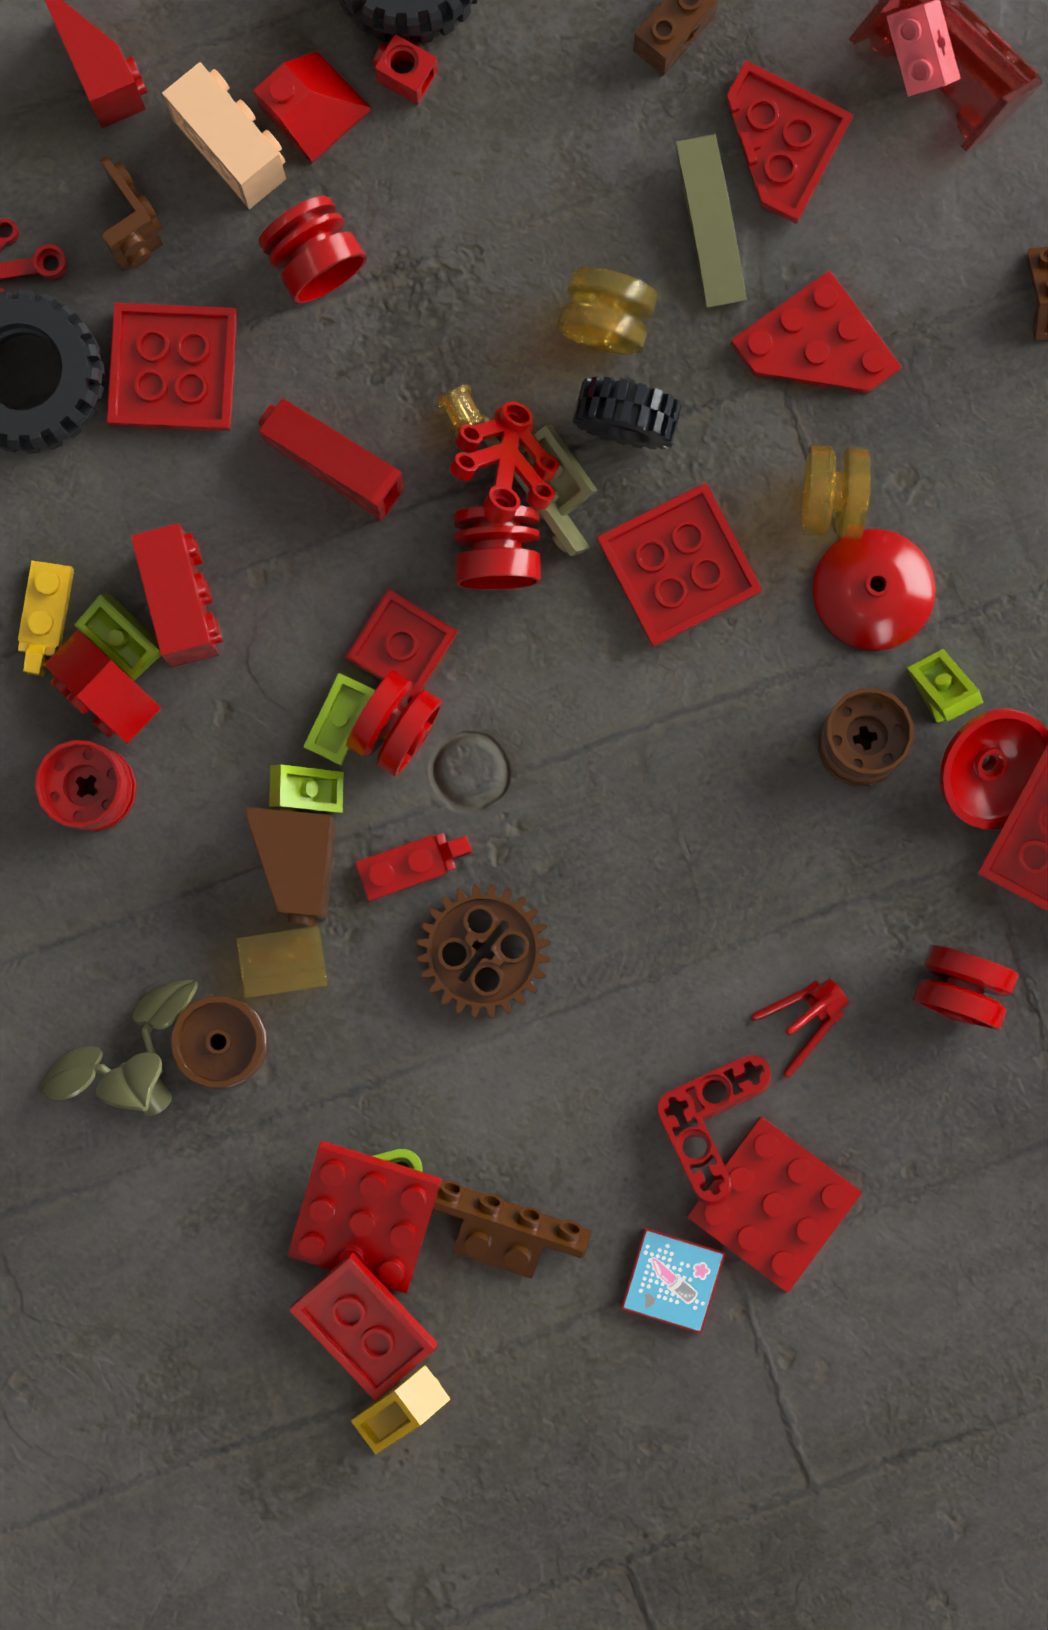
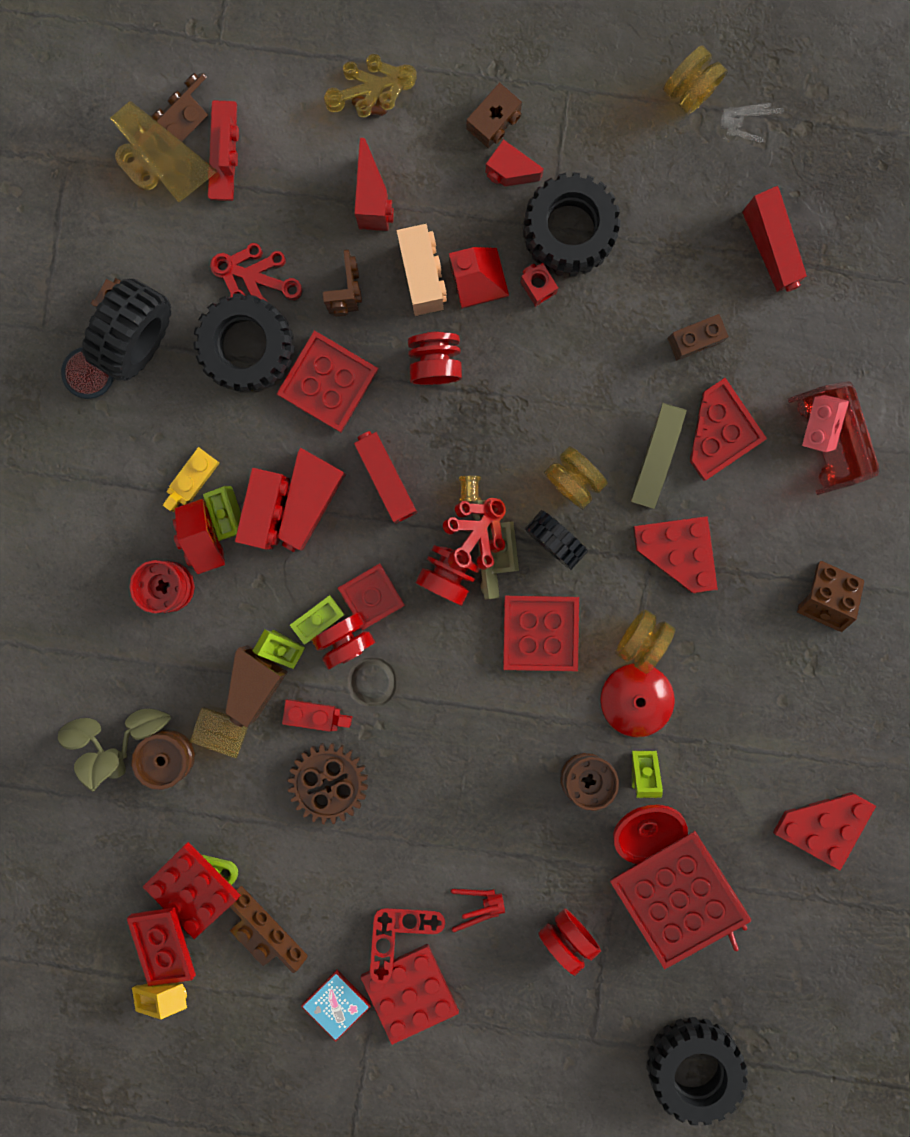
camera: 20 degrees right, 5 degrees up
(233, 545) = (308, 497): none -> red slope

